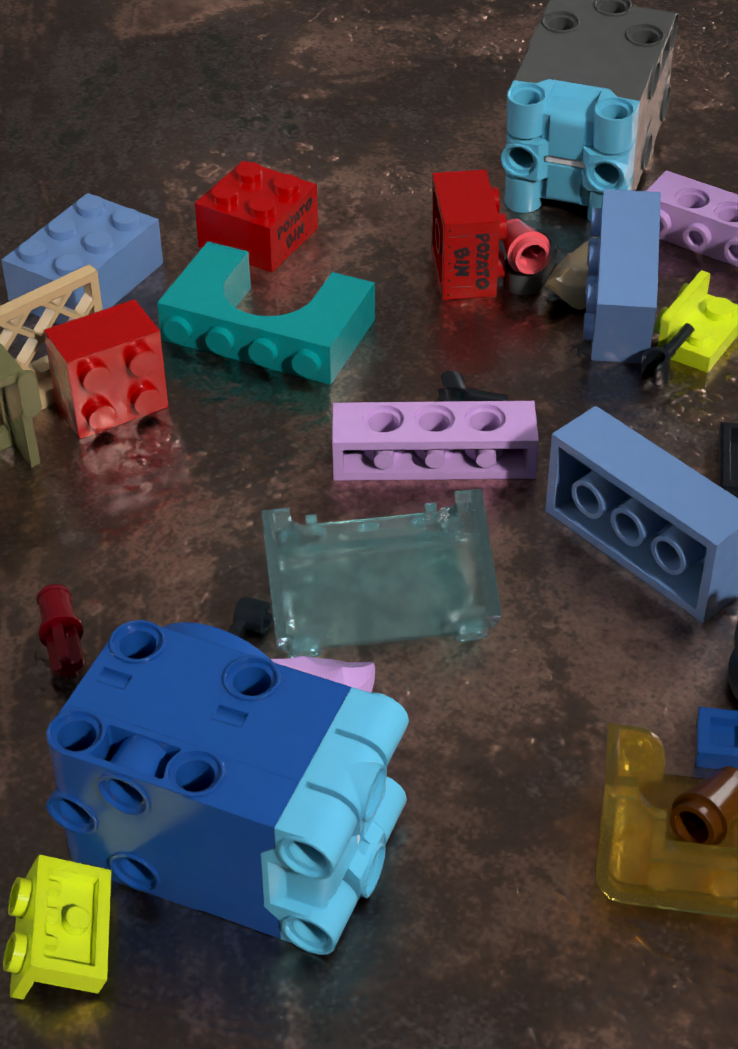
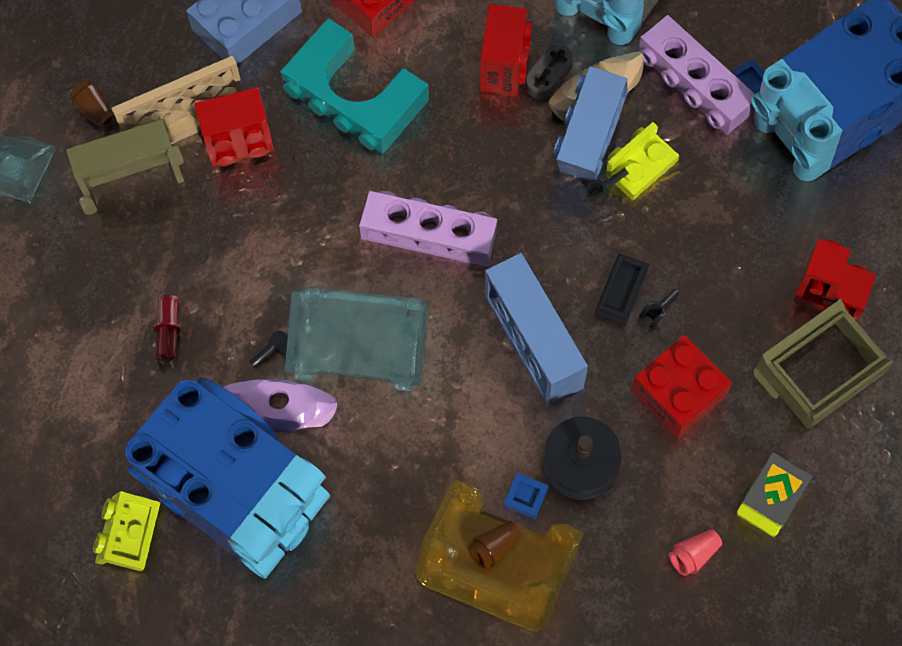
camera: 15 degrees right, 25 degrees up
(458, 391) = (458, 186): black hand -> none
(526, 248) = (541, 70): coral cone -> none

